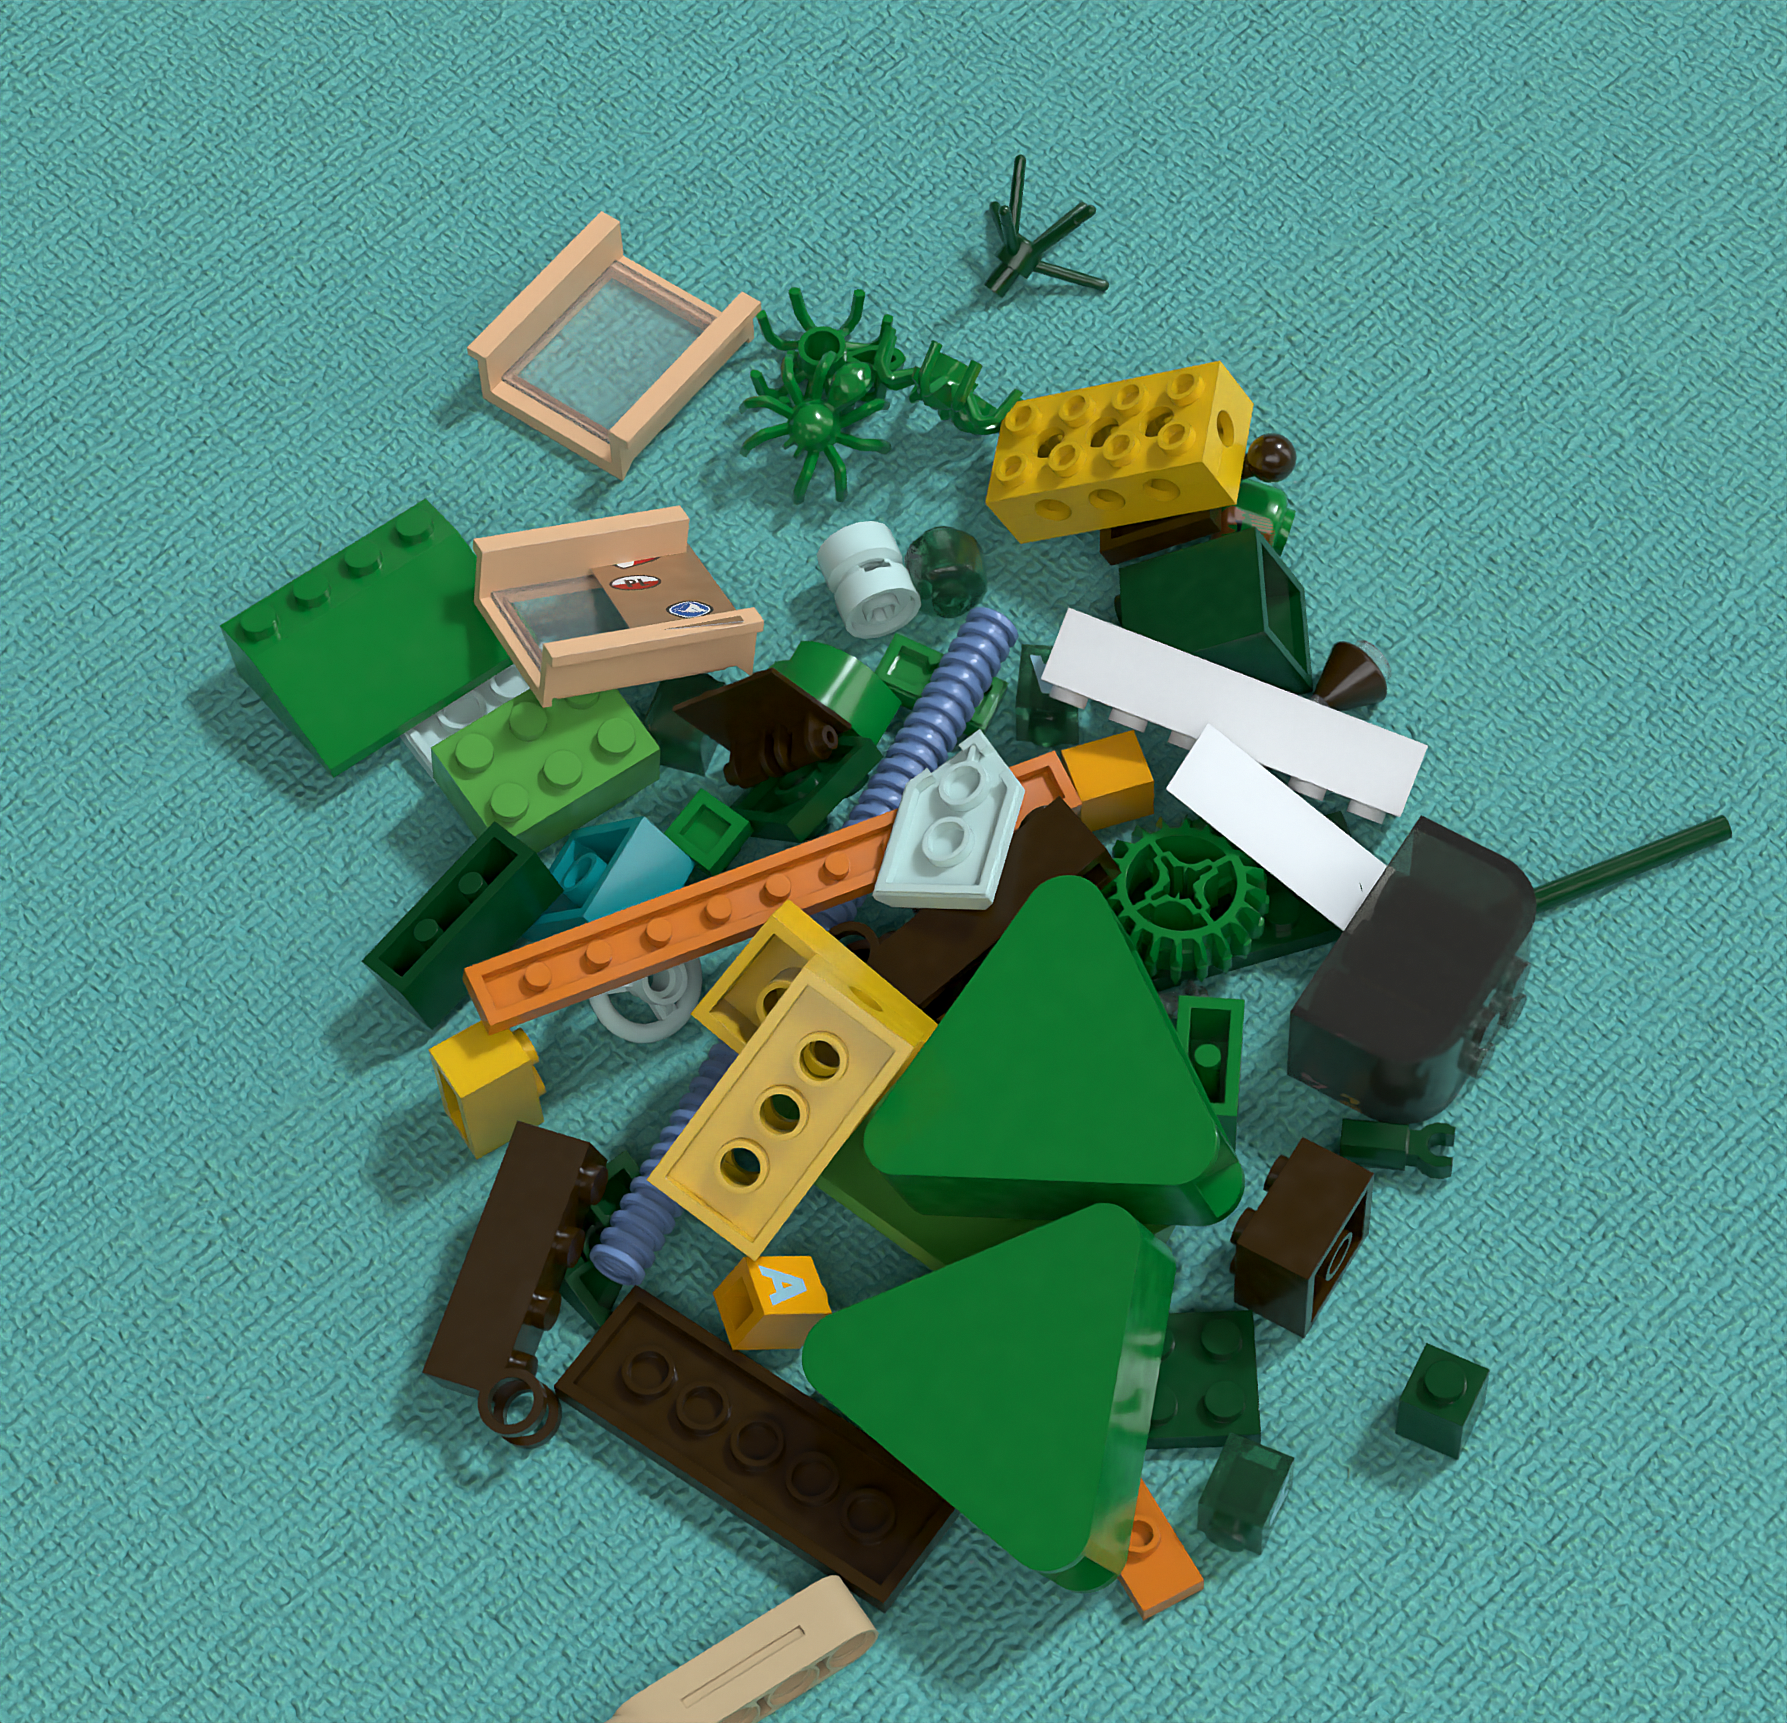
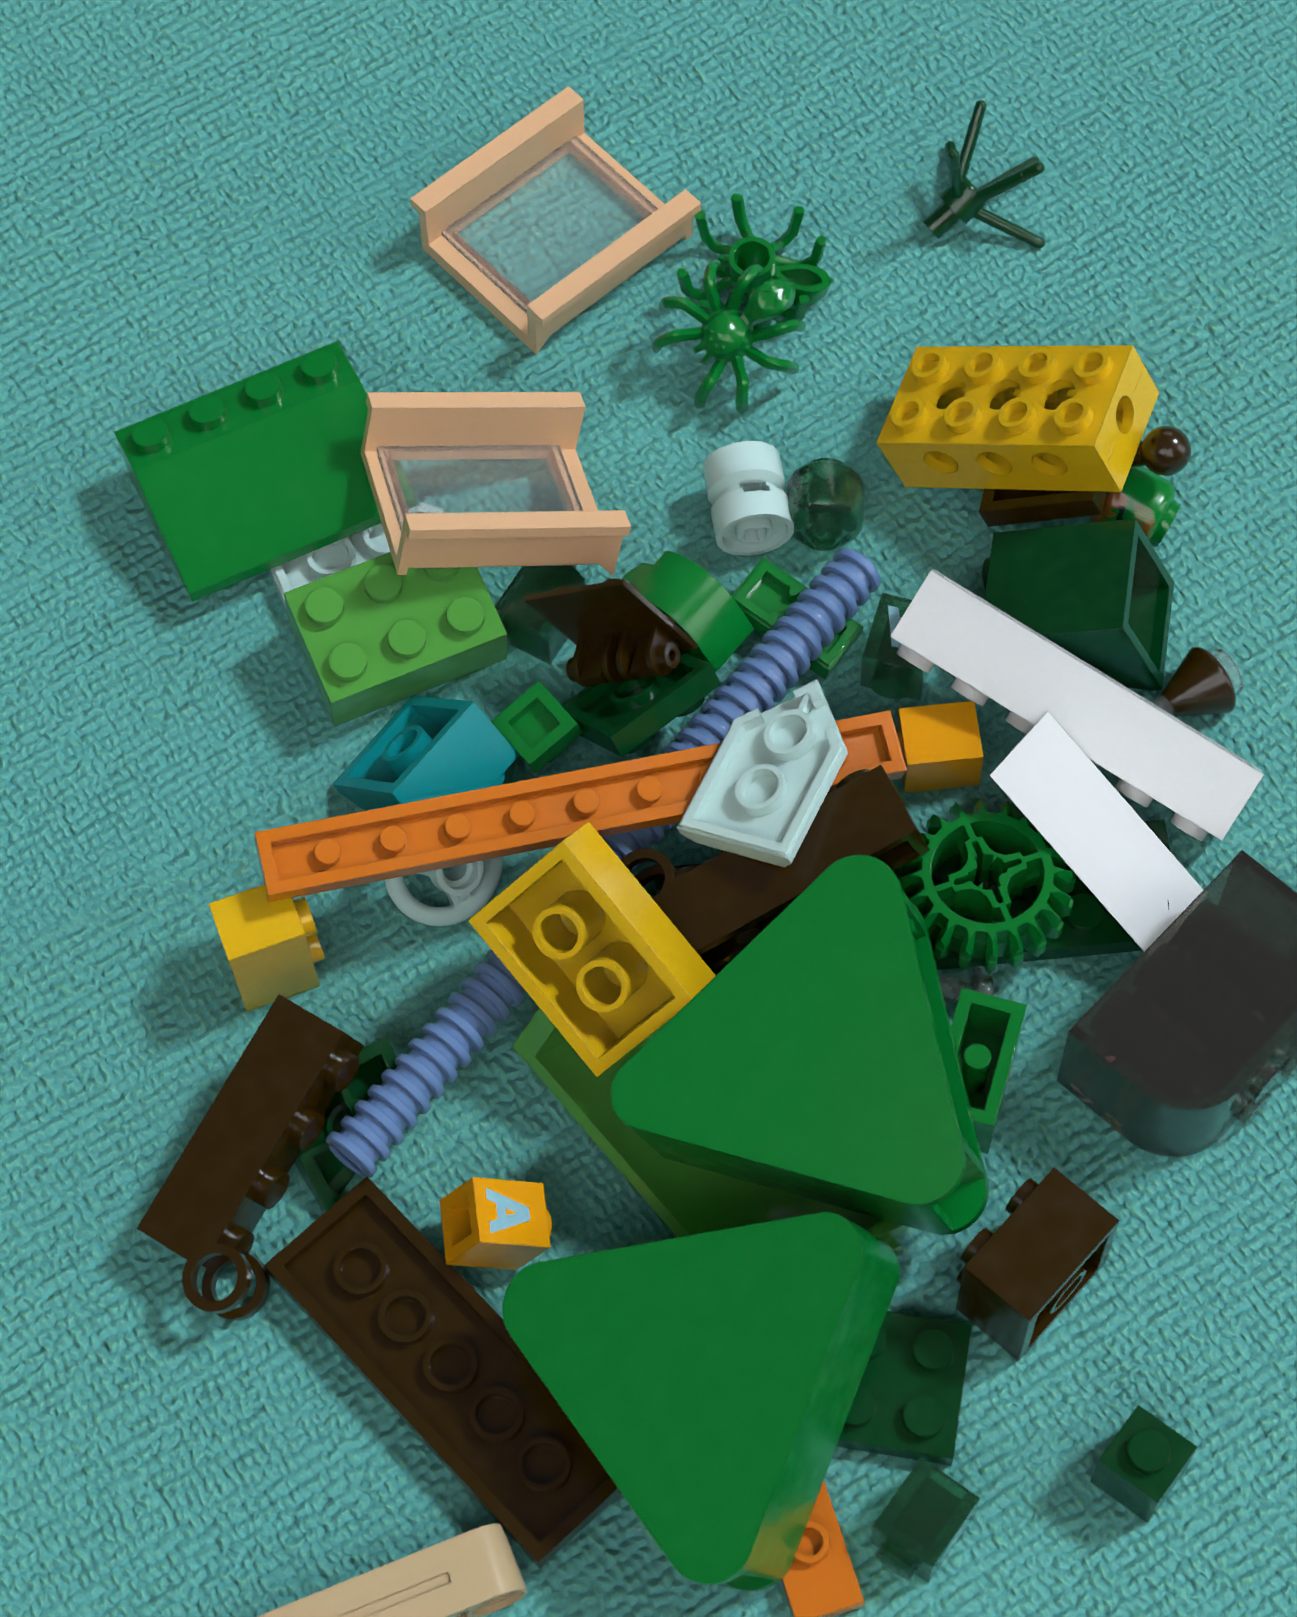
camera: 10 degrees right, 5 degrees up
(462, 921) = (278, 775): dark green brick -> none
(664, 590) = (544, 476): medium nougat sticker -> none
(740, 1111) = (541, 993): yellow brick -> none
(944, 386) = (859, 318): green animal -> none
(1396, 1146) = (1149, 1180): dark green bar -> none

